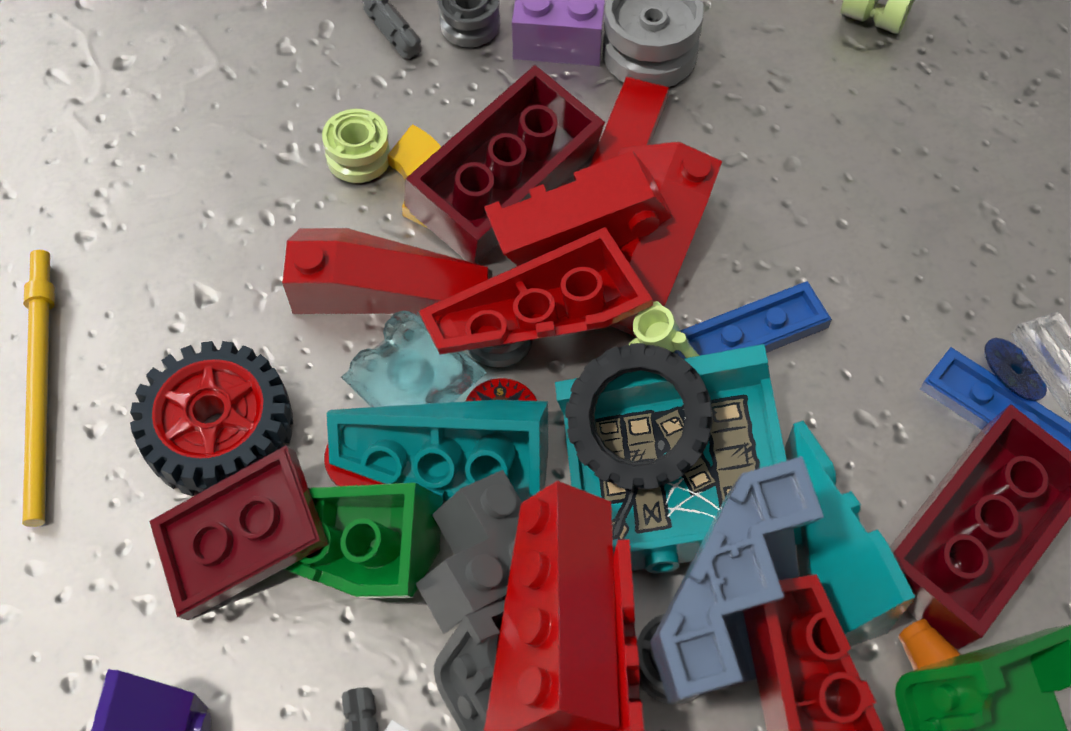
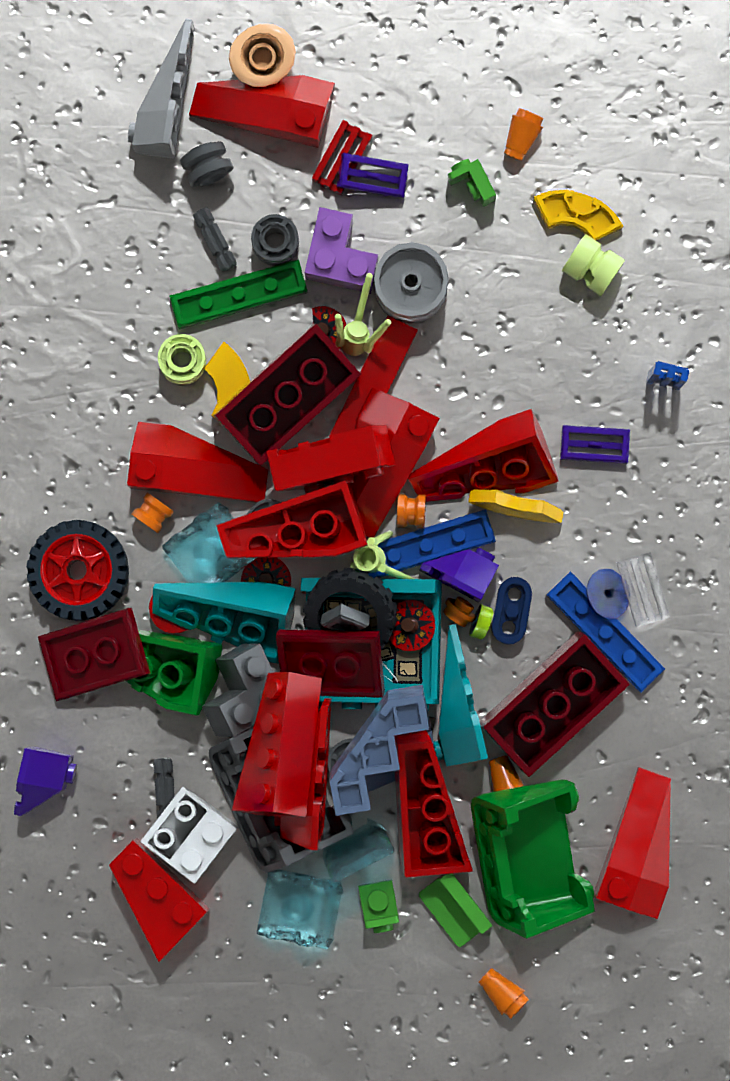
camera: 10 degrees right, 25 degrees up
(324, 330) = (152, 512): none -> orange wheel
(430, 76) = (238, 294): none -> green tile
(588, 88) = (355, 336): none -> yellowish green plant
(634, 416) = (345, 619): none -> dark grey tile
(645, 475) = (343, 659): none -> dark red tile
(702, 290) = (411, 511): none -> orange wheel
(740, 429) = (413, 626): none -> piece
(801, 408) = (459, 611): none -> orange plate
(802, 359) = (464, 571): none -> dark purple slope
(808, 219) = (497, 458): none -> red wedge
(837, 425) = (482, 622): none -> lime tile
(851, 270) = (516, 506): none -> yellow tile
(879, 411) = (512, 611): none -> dark blue plate
(938, 200) = (624, 446): none -> dark purple tile
(1024, 114) = (669, 376): none -> blue tile

